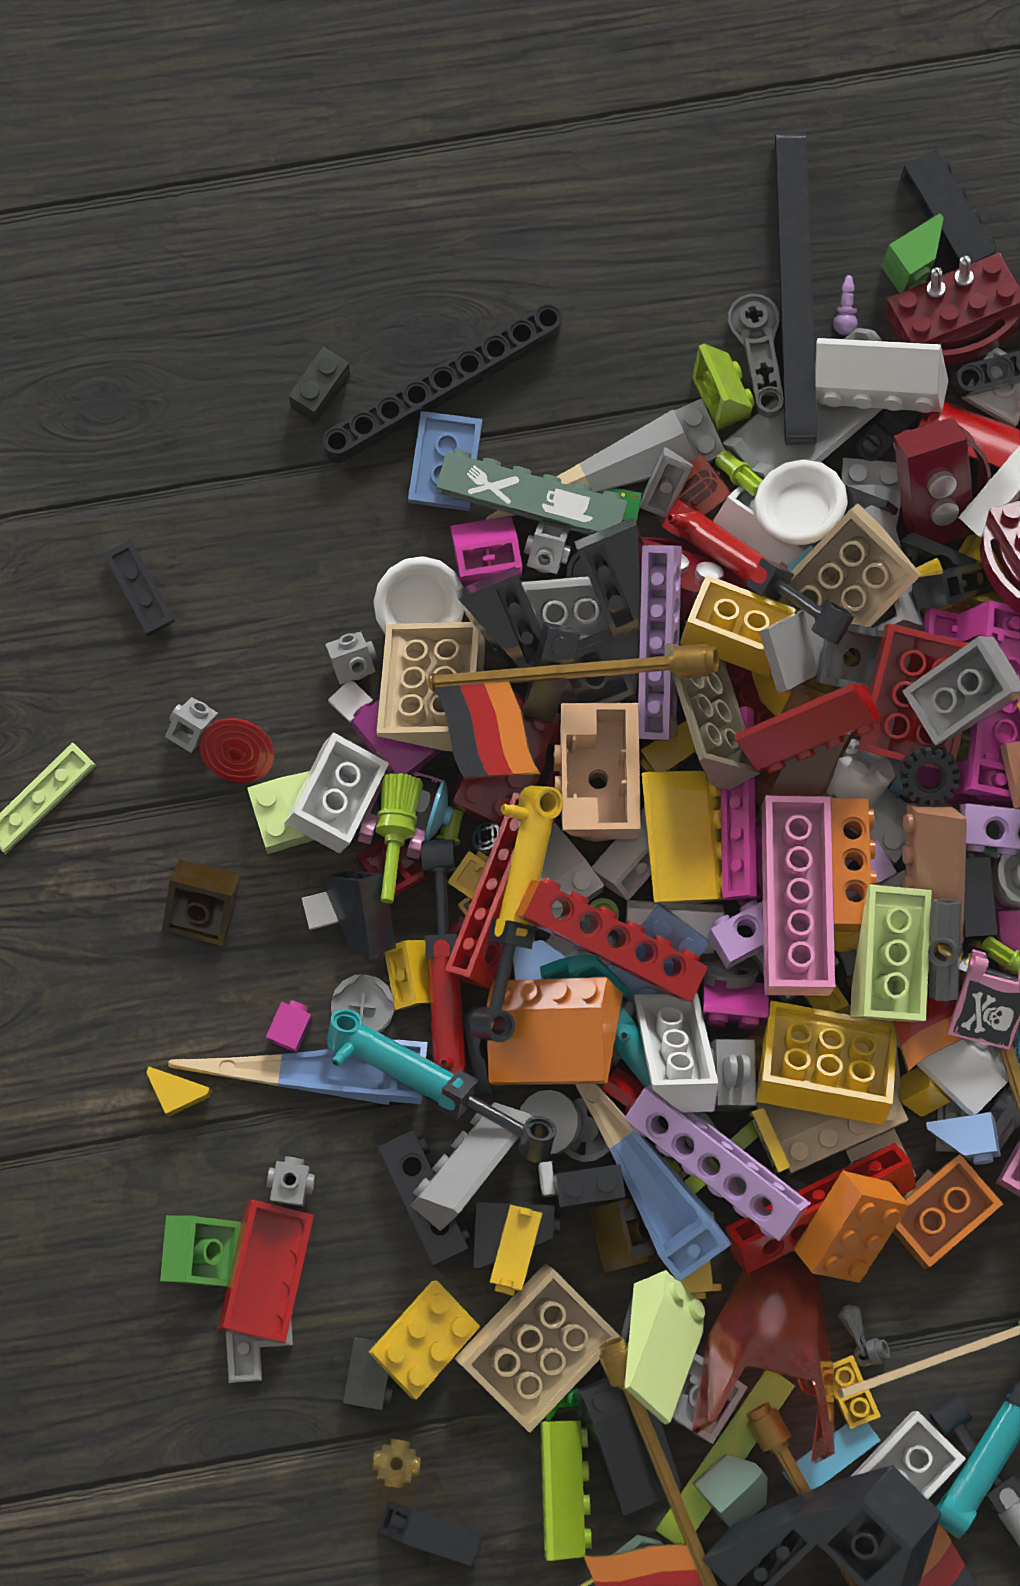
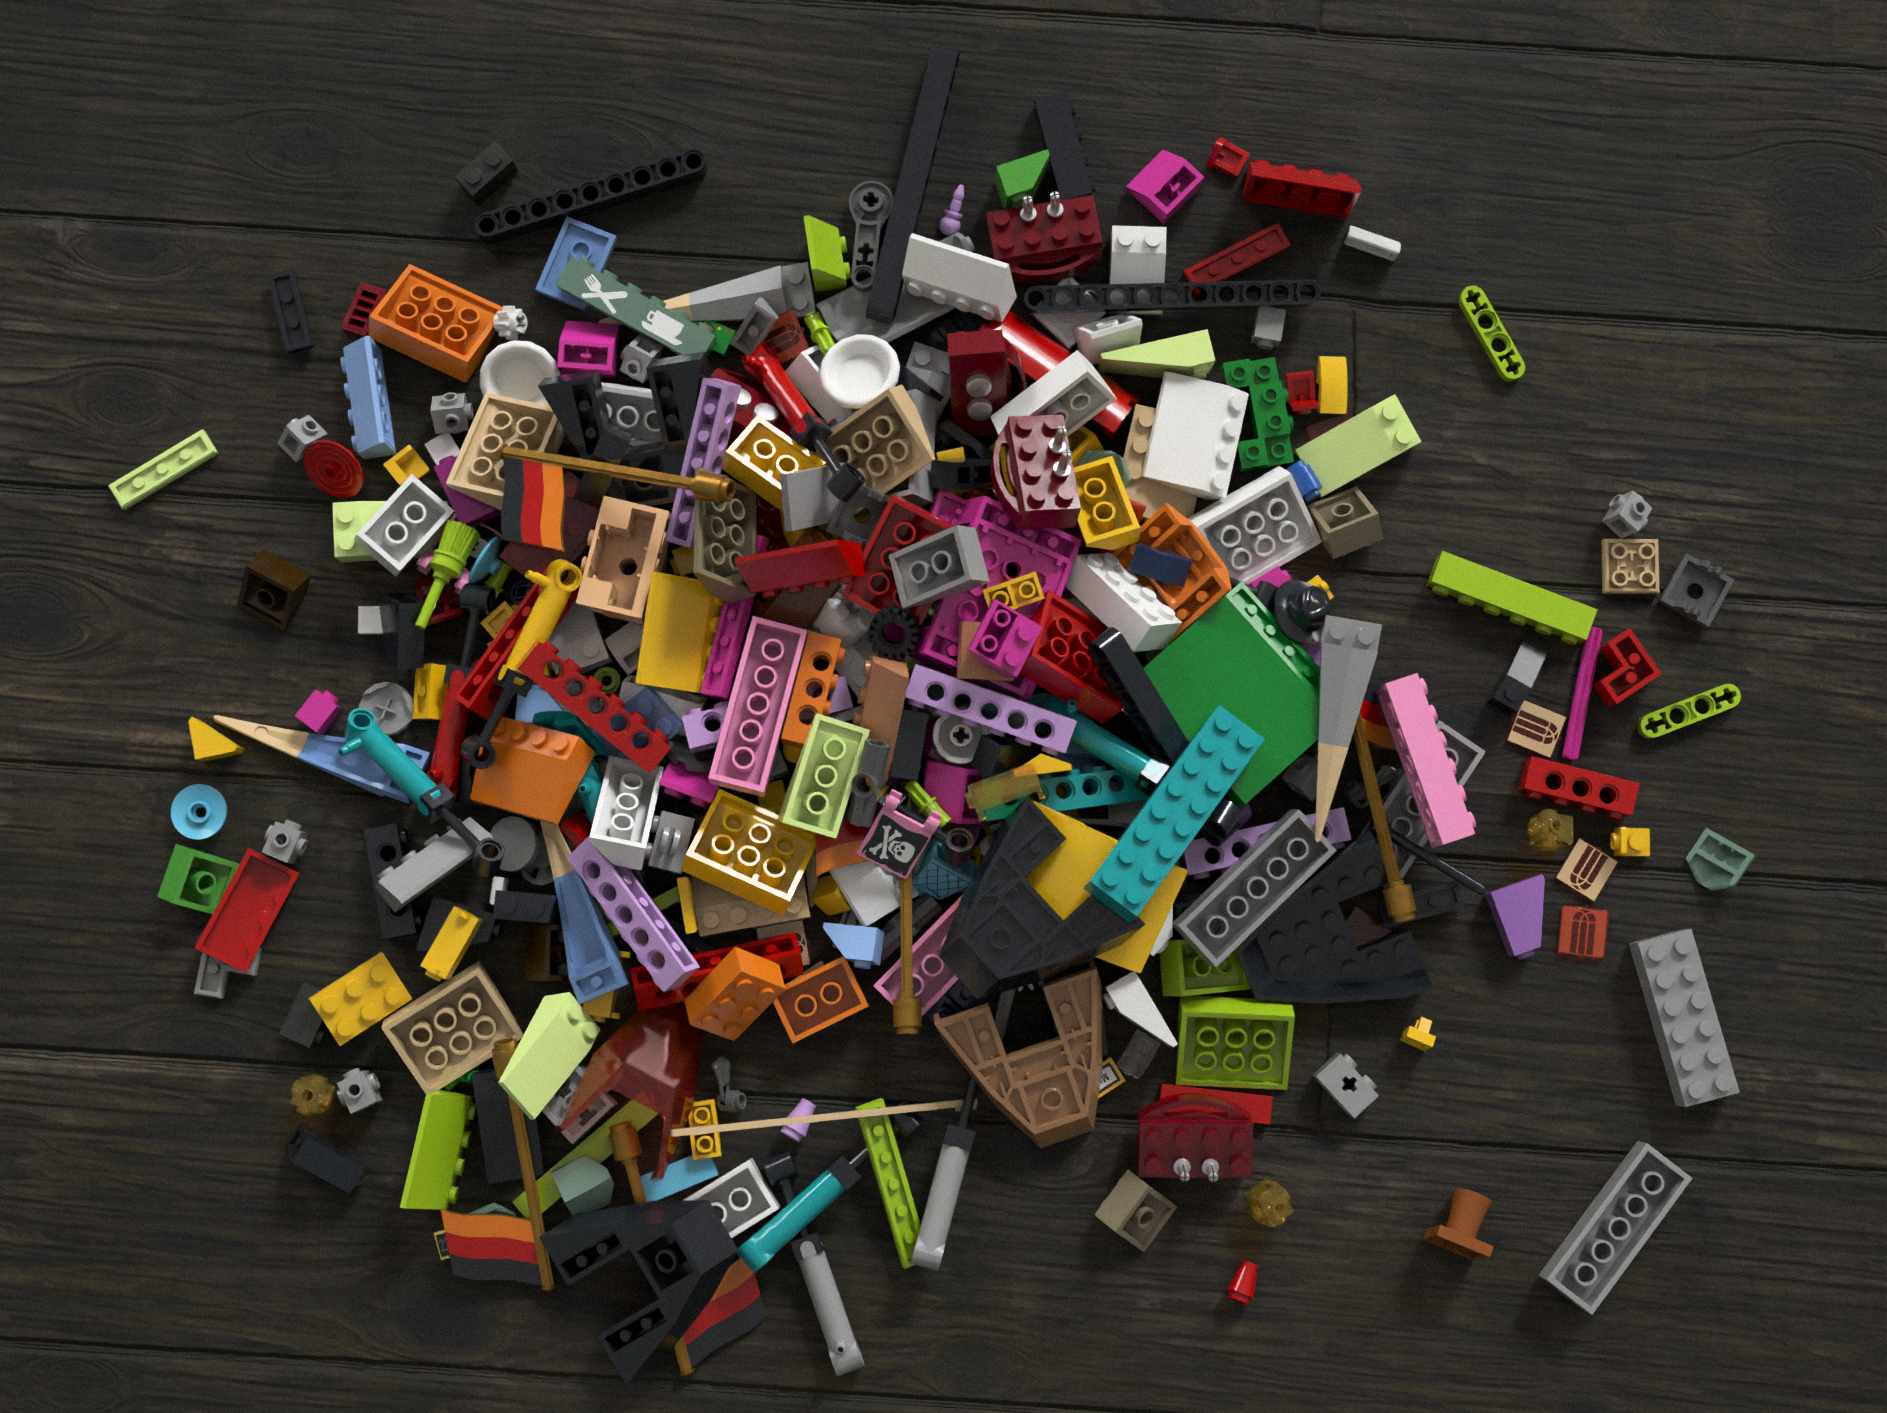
camera: 15 degrees right, 5 degrees up
(168, 1163) = (185, 811): none -> medium azure dish
(221, 592) = (348, 324): none -> dark red slope
(253, 663) = (368, 399): none -> light blue slope
(306, 562) = (435, 323): none -> orange slope
(314, 729) = (406, 463): none -> yellow panel
(390, 542) = (510, 322): none -> white gear
(452, 1458) = (368, 1094): none -> light grey brick
(958, 1366) = (797, 1131): none -> lavender cone

